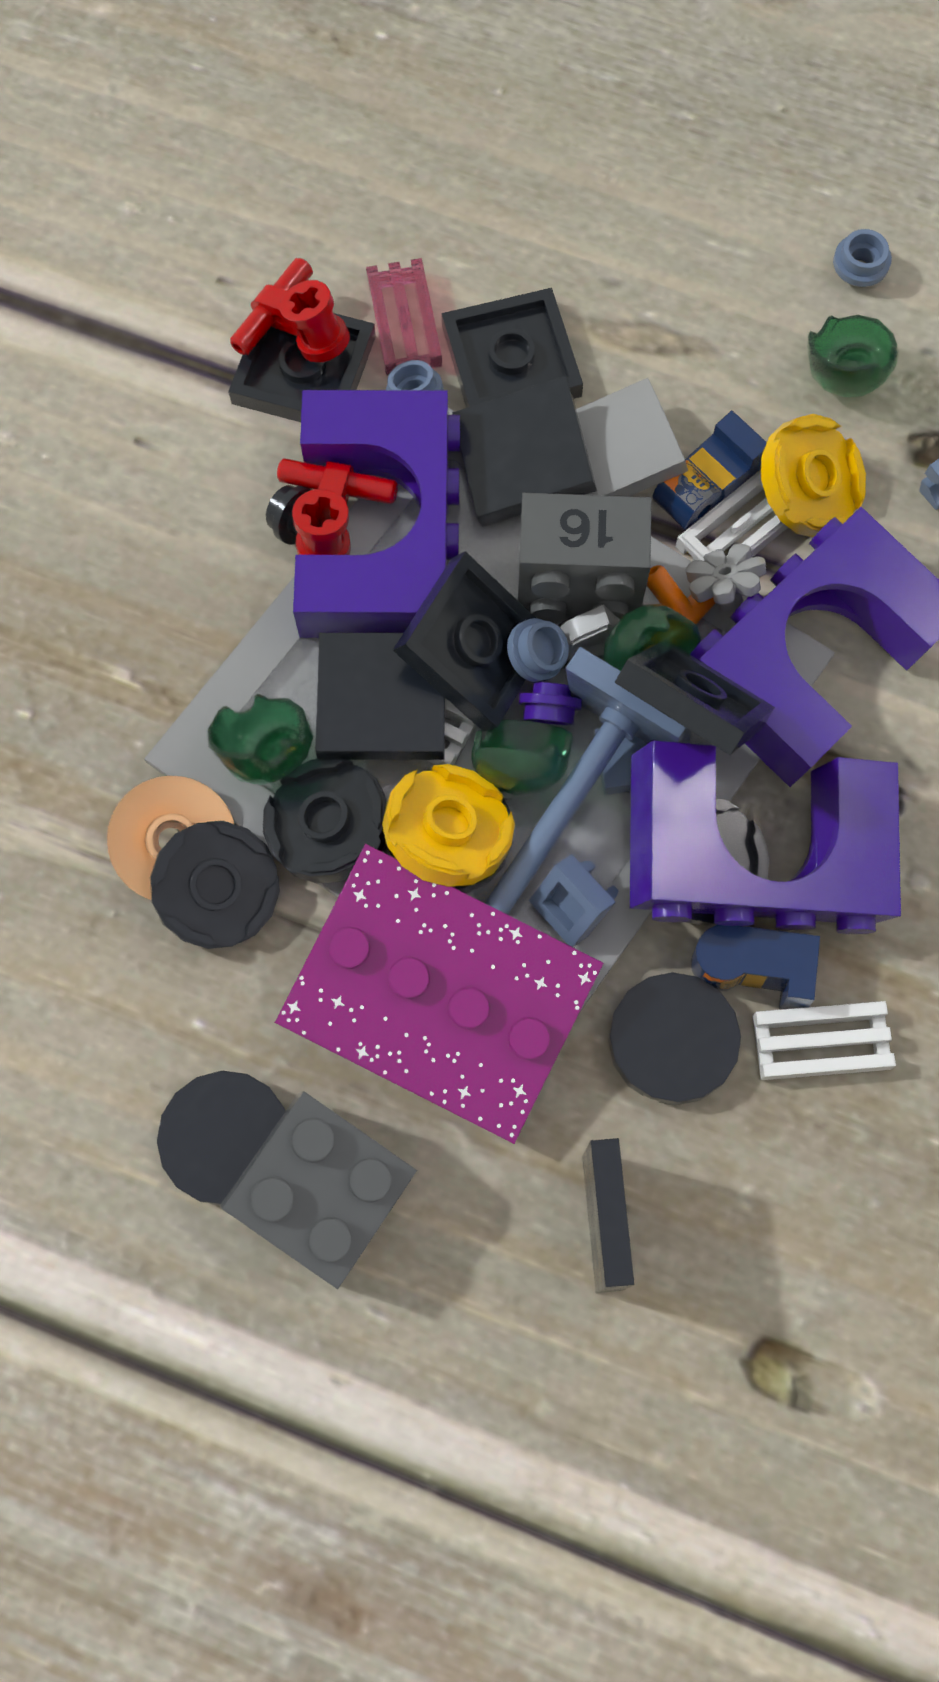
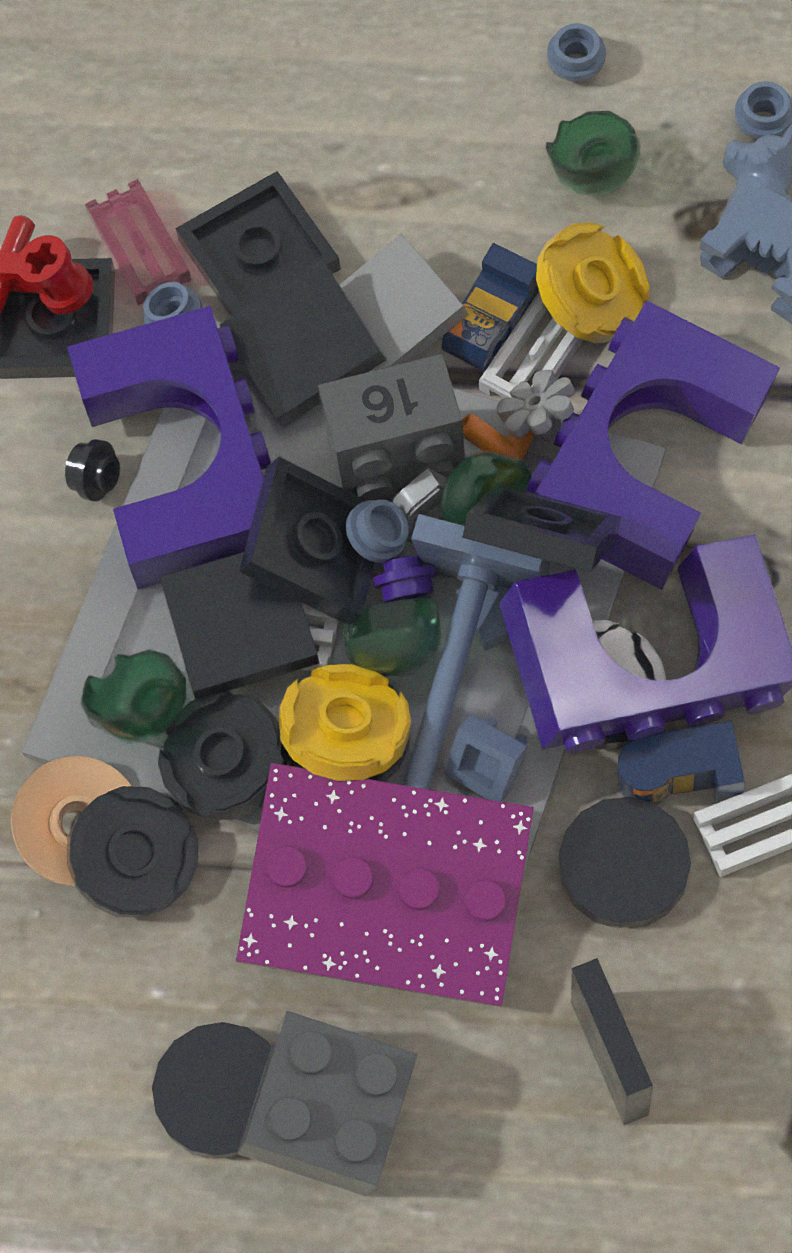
camera: 10 degrees left, 5 degrees down
(323, 513) = (126, 461): red piece -> none

